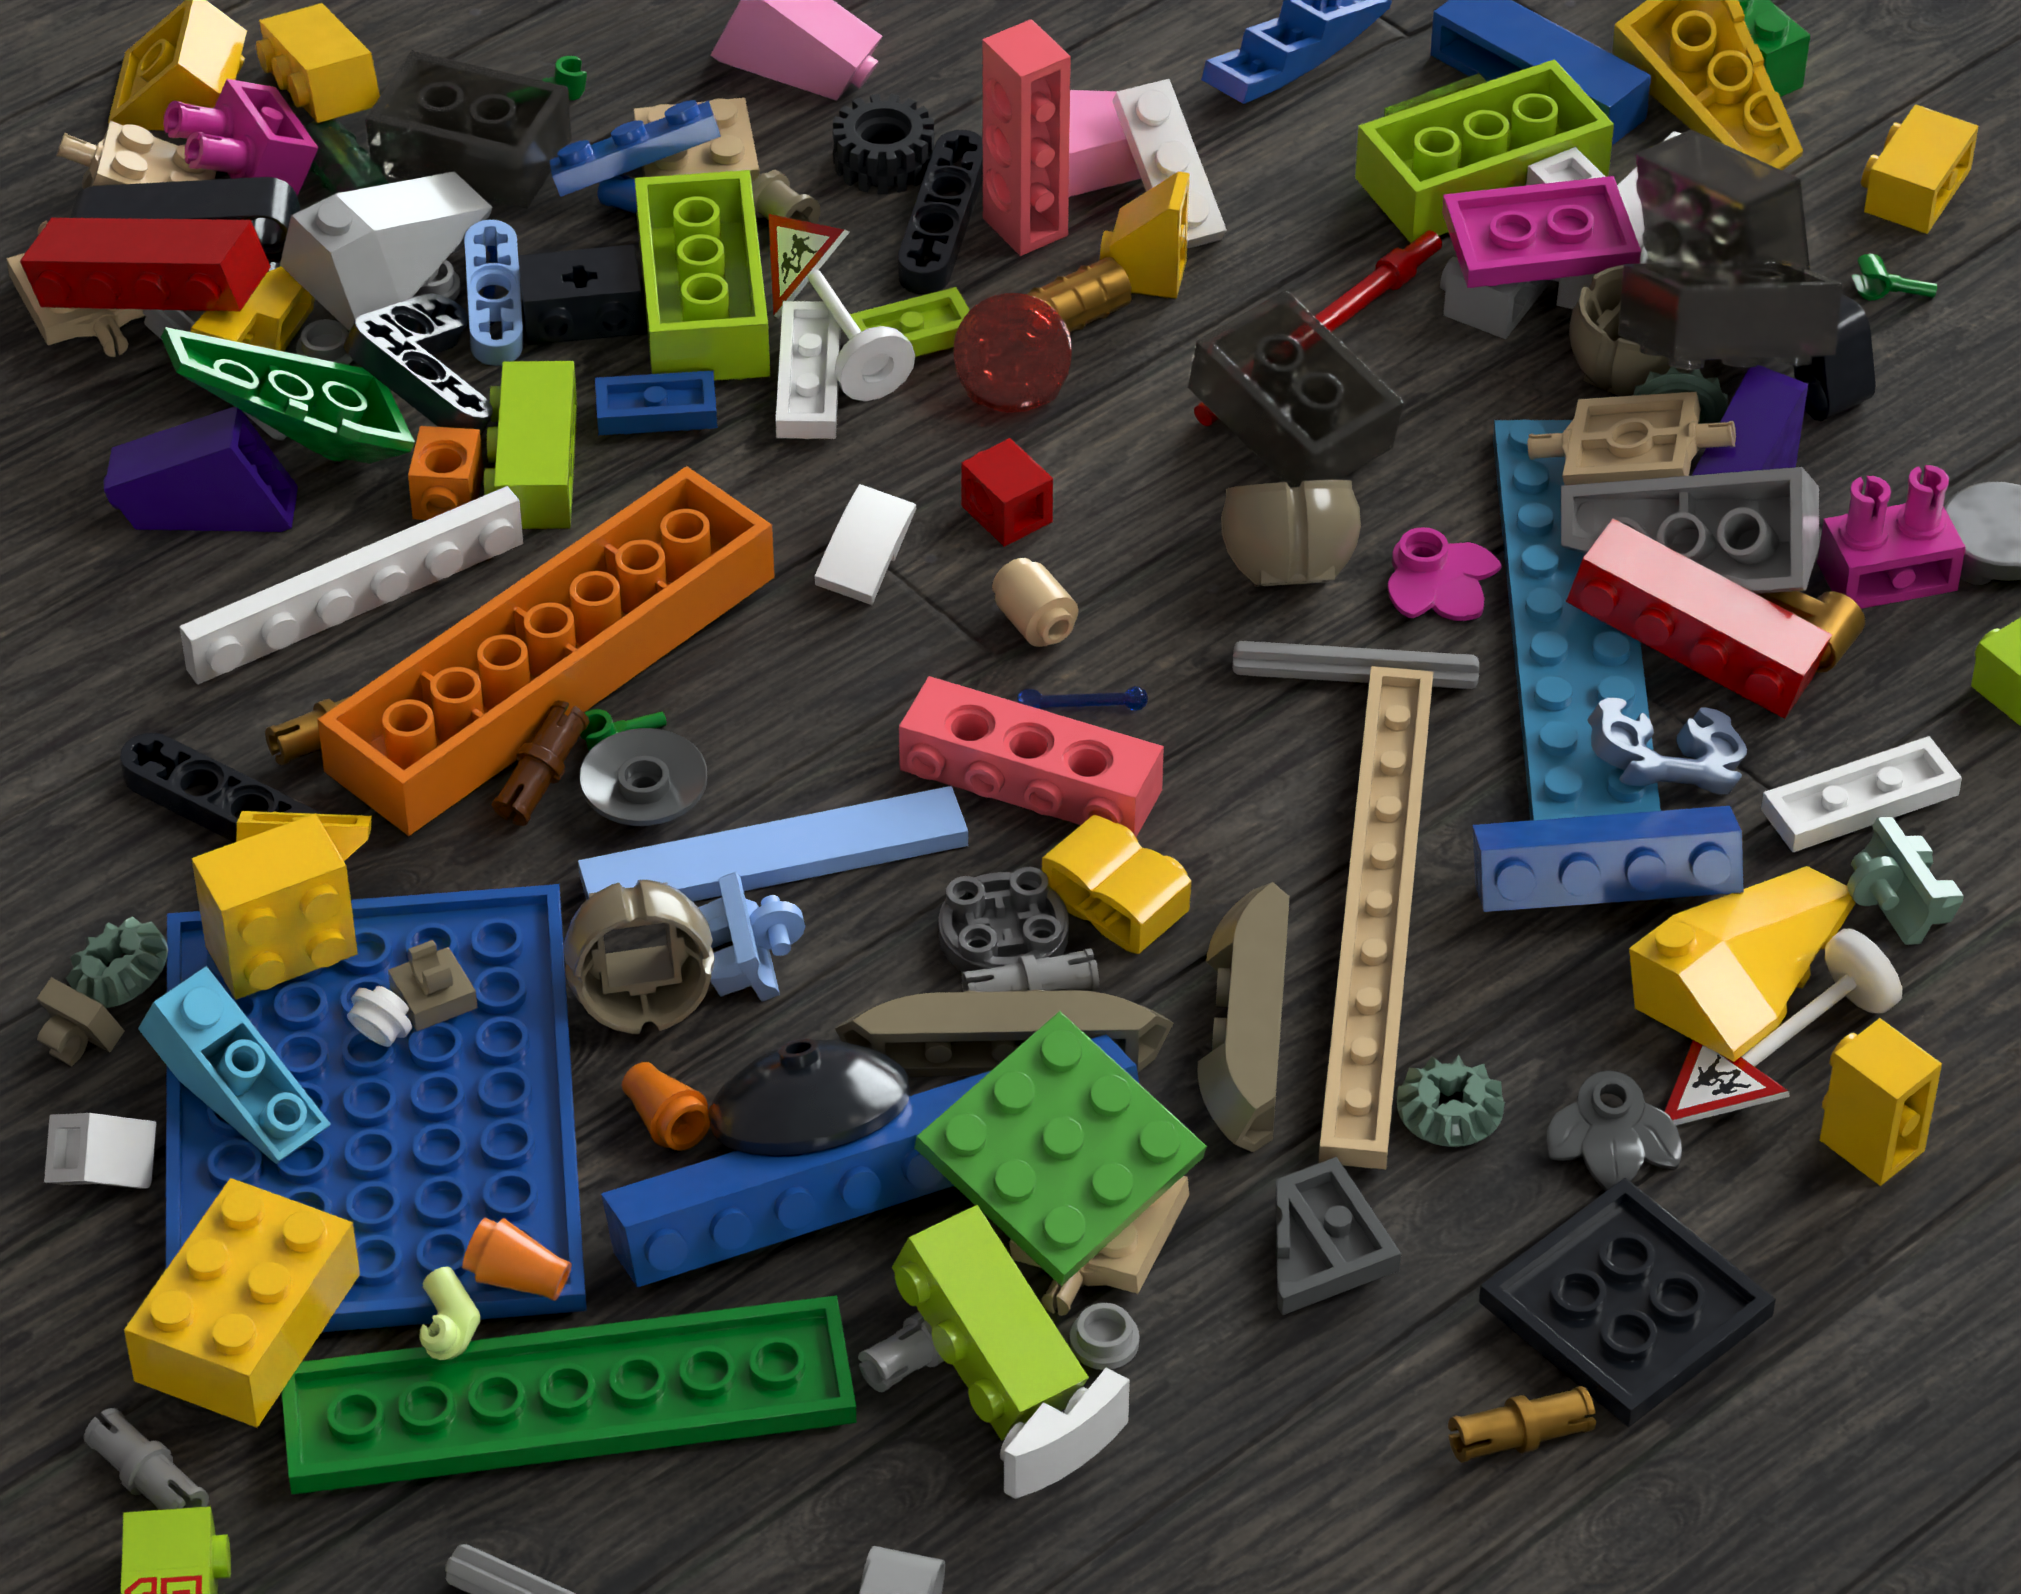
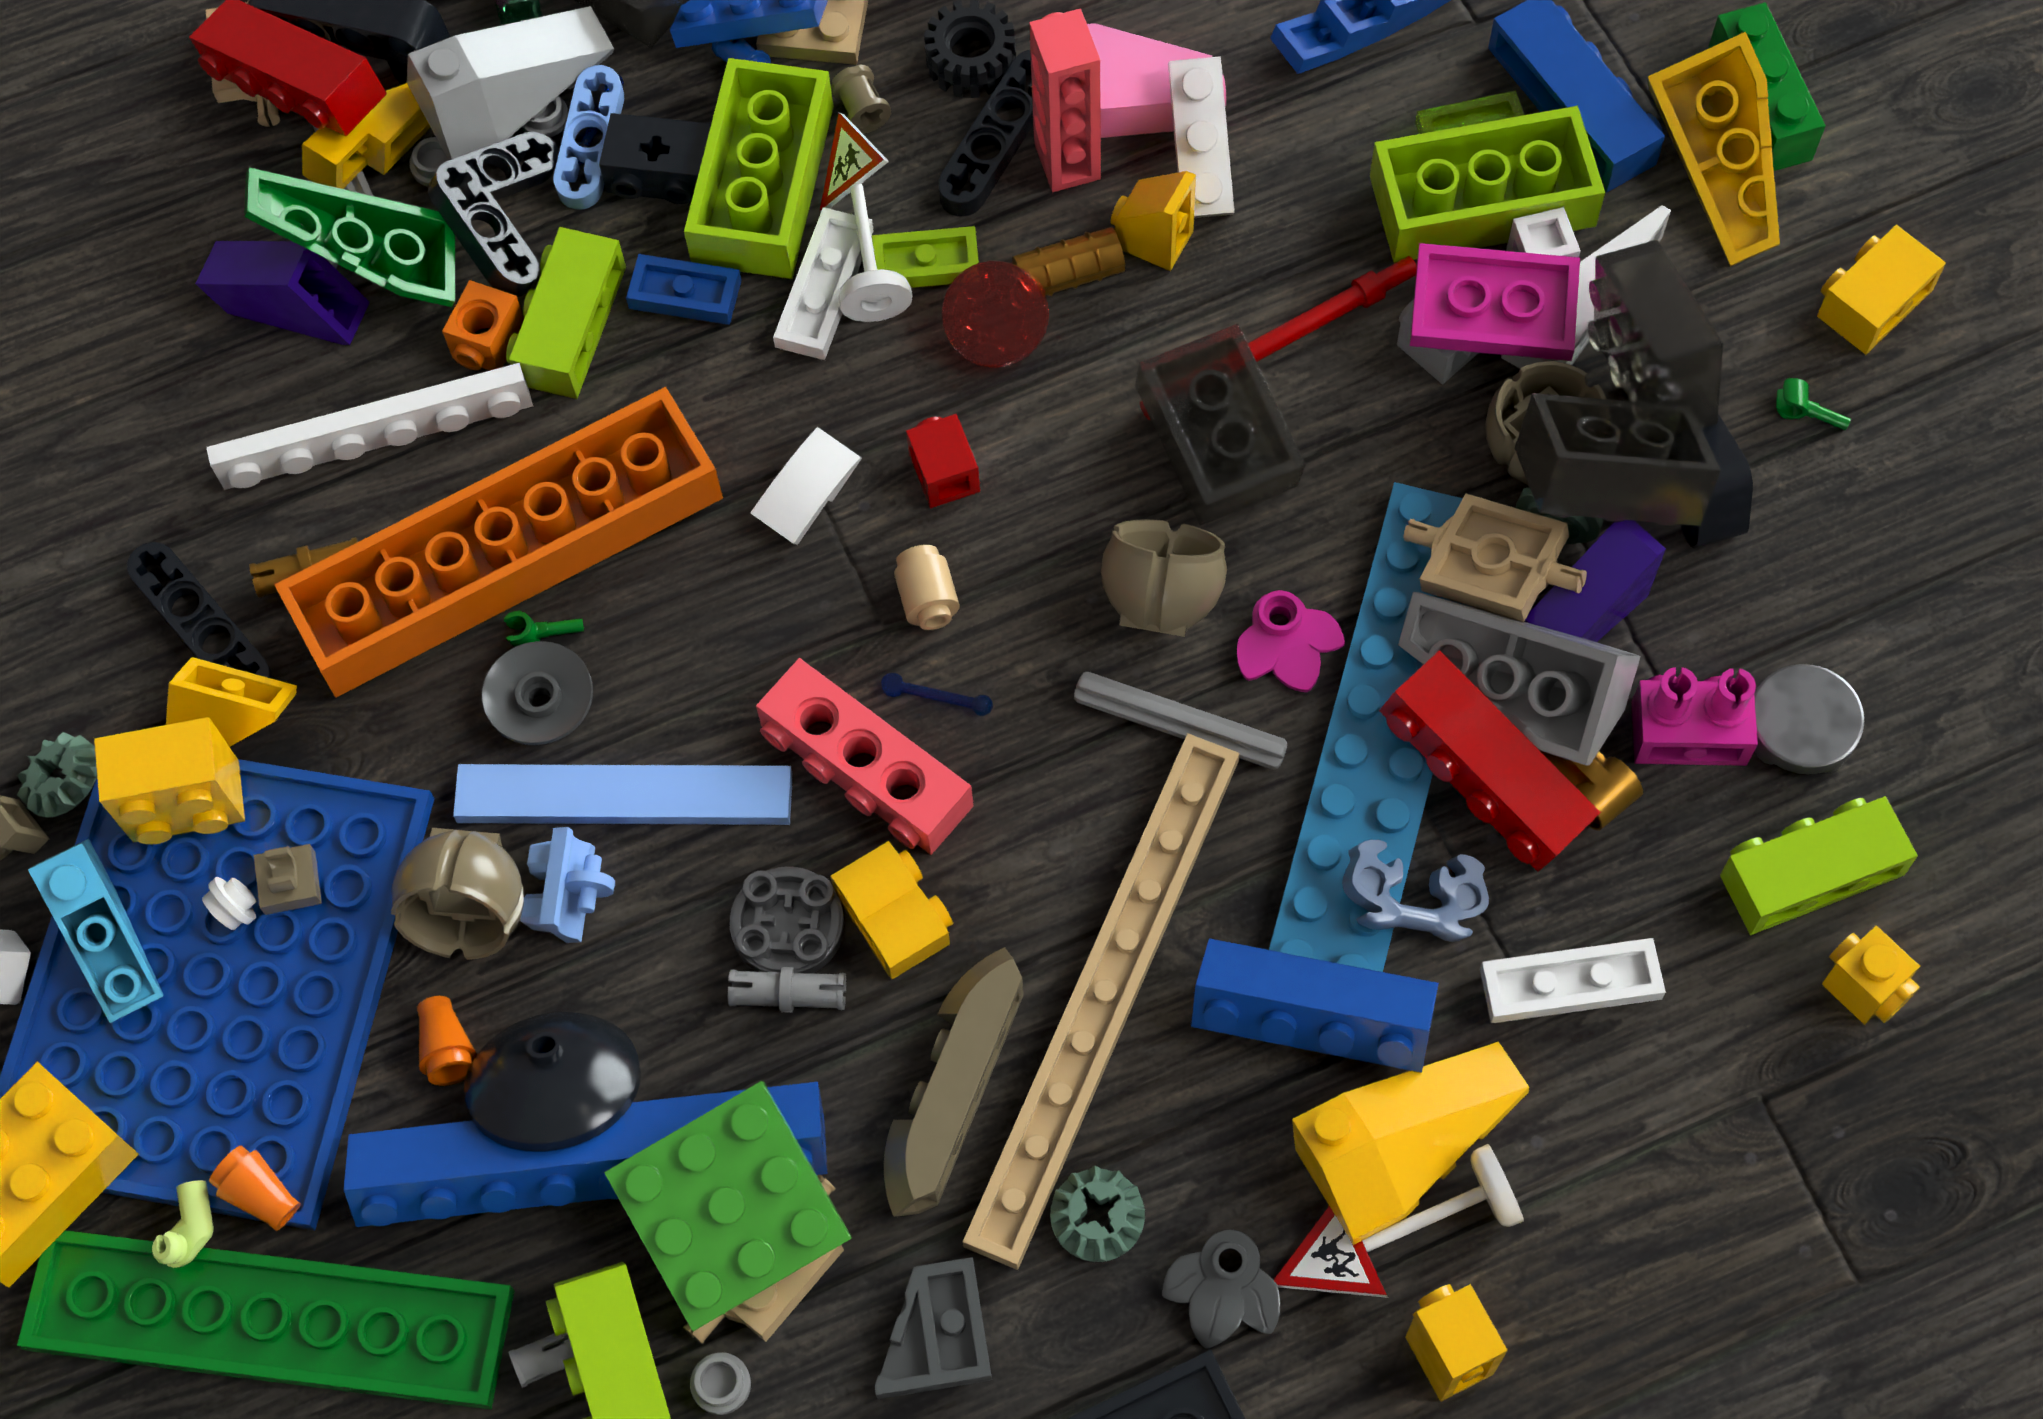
camera: 20 degrees right, 20 degrees up
(540, 763) = (458, 657): reddish brown pin -> none
(978, 1030) = (768, 1049): dark tan brick -> none
(1898, 879) = (1565, 1089): sand green hips -> none

